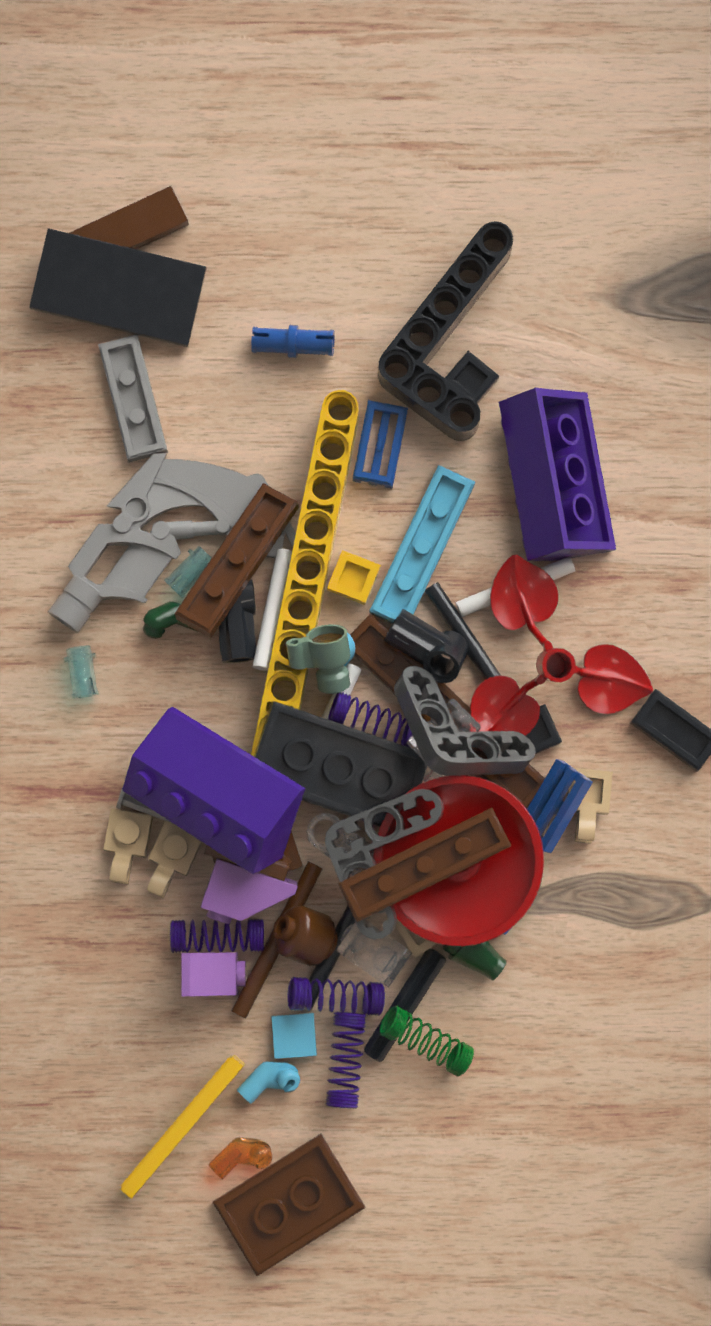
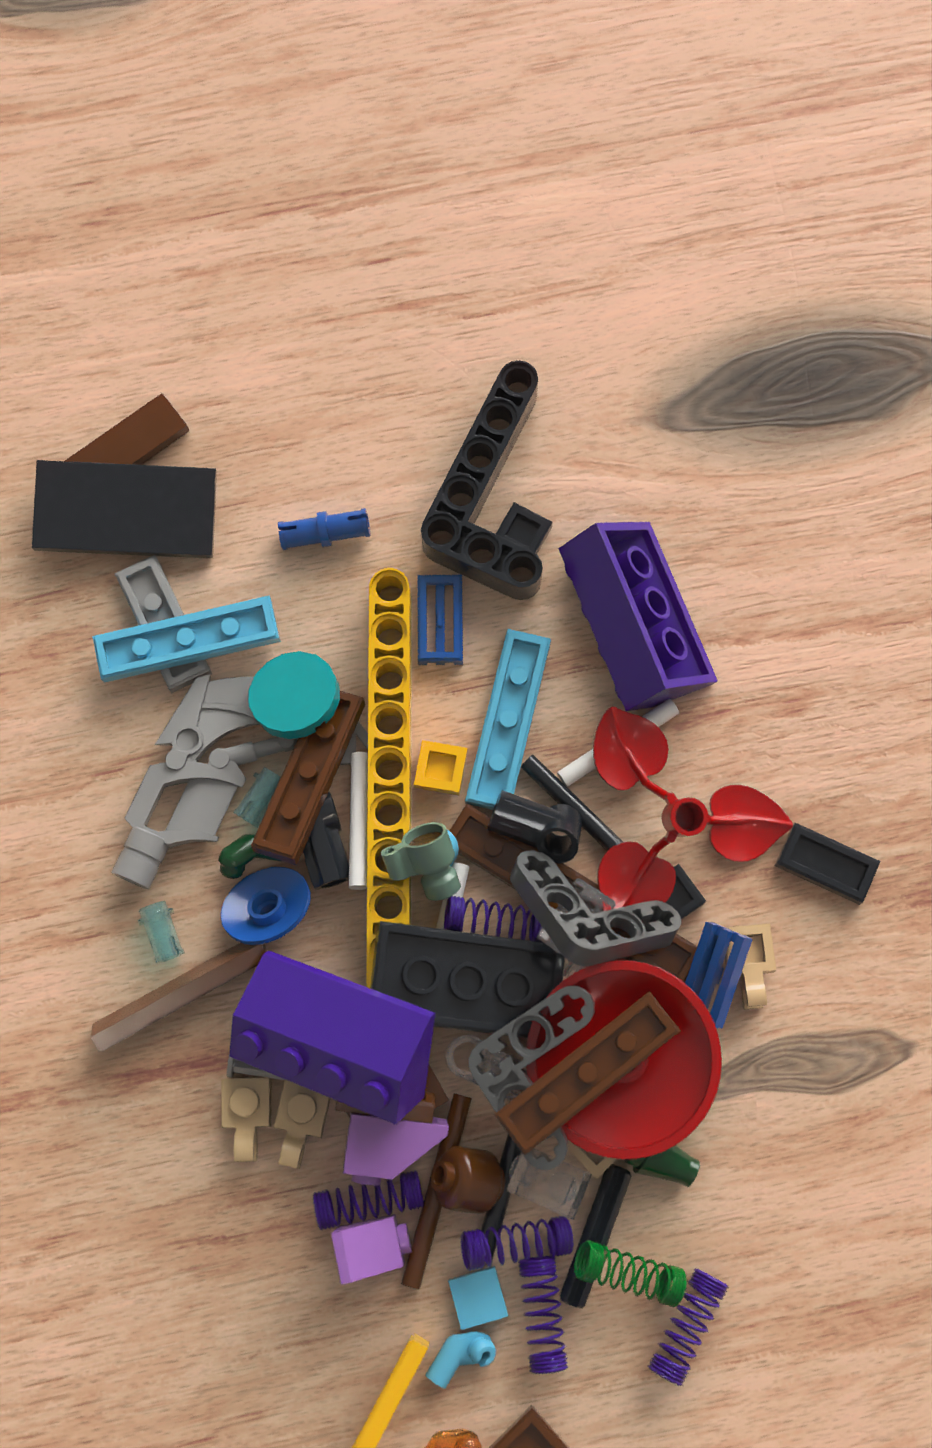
camera: 10 degrees left, 5 degrees down
(88, 727) = (175, 994): none -> reddish brown tile
(151, 417) = (186, 639): none -> medium azure tile
(177, 667) = (265, 905): none -> blue dish
(237, 487) = (294, 694): none -> teal tile
(445, 1127) = (702, 1283): none -> dark purple piece

